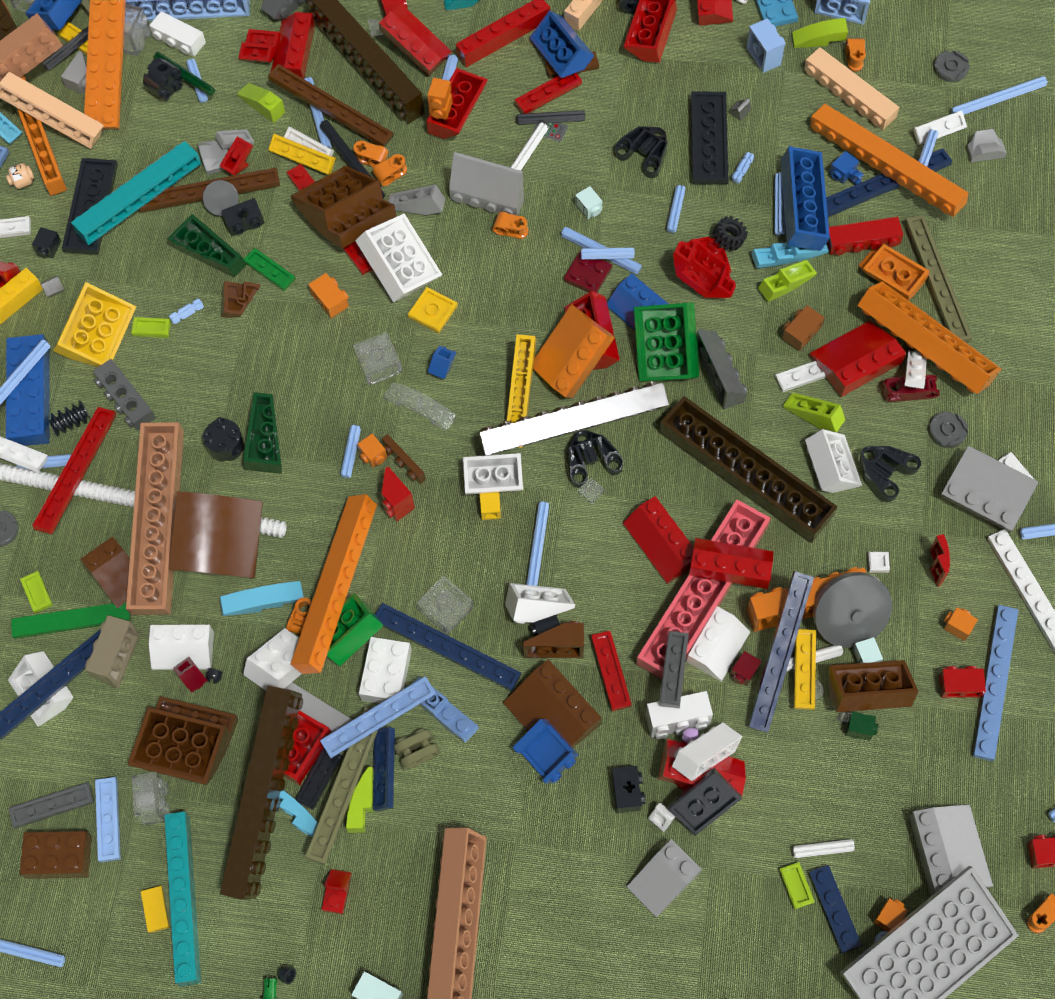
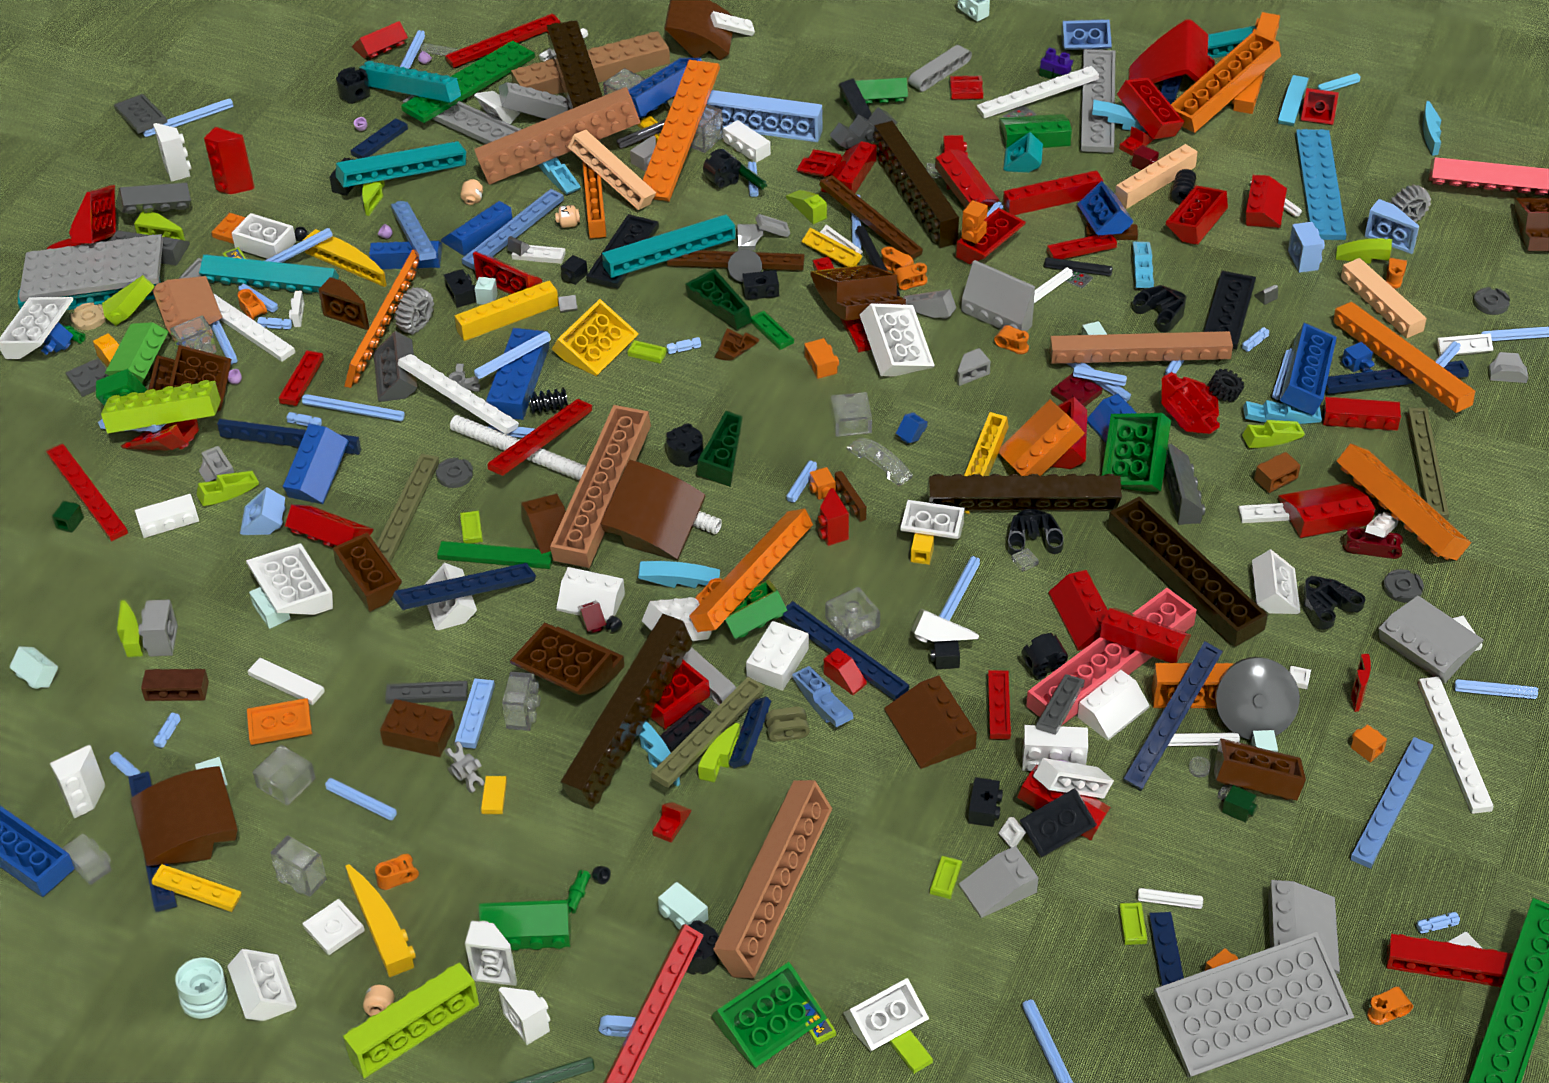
camera: 15 degrees right, 20 degrees down
(110, 372) = (601, 389): dark grey brick -> none
(112, 651) = (526, 580): dark tan slope -> none
(117, 892) = (464, 767): none -> light grey pin
(182, 899) = (522, 790): teal brick -> none
(235, 158) = (770, 236): red slope -> none
(378, 717) = (758, 681): medium blue plate -> none
(432, 310) = (916, 390): yellow tile -> none
(455, 673) = (844, 671): none -> red slope
(481, 268) = (973, 366): none -> light grey slope
(546, 751) = (913, 750): blue panel -> none
(558, 642) = (956, 664): reddish brown slope -> none
(612, 882) = (946, 877): none -> lime tile
(613, 100) = (1143, 265): none -> medium azure slope
(638, 209) = (1140, 347): none -> nougat brick
(641, 605) = (1044, 655): none -> black brick
(745, 668) = (1135, 731): dark red brick -> none
(805, 669) = (1195, 743): yellow tile -> none
(816, 411) = (1266, 538): lime slope -> none
(895, 271) = (1387, 447): orange slope -> none
(962, 682) = (1356, 792): red brick -> none

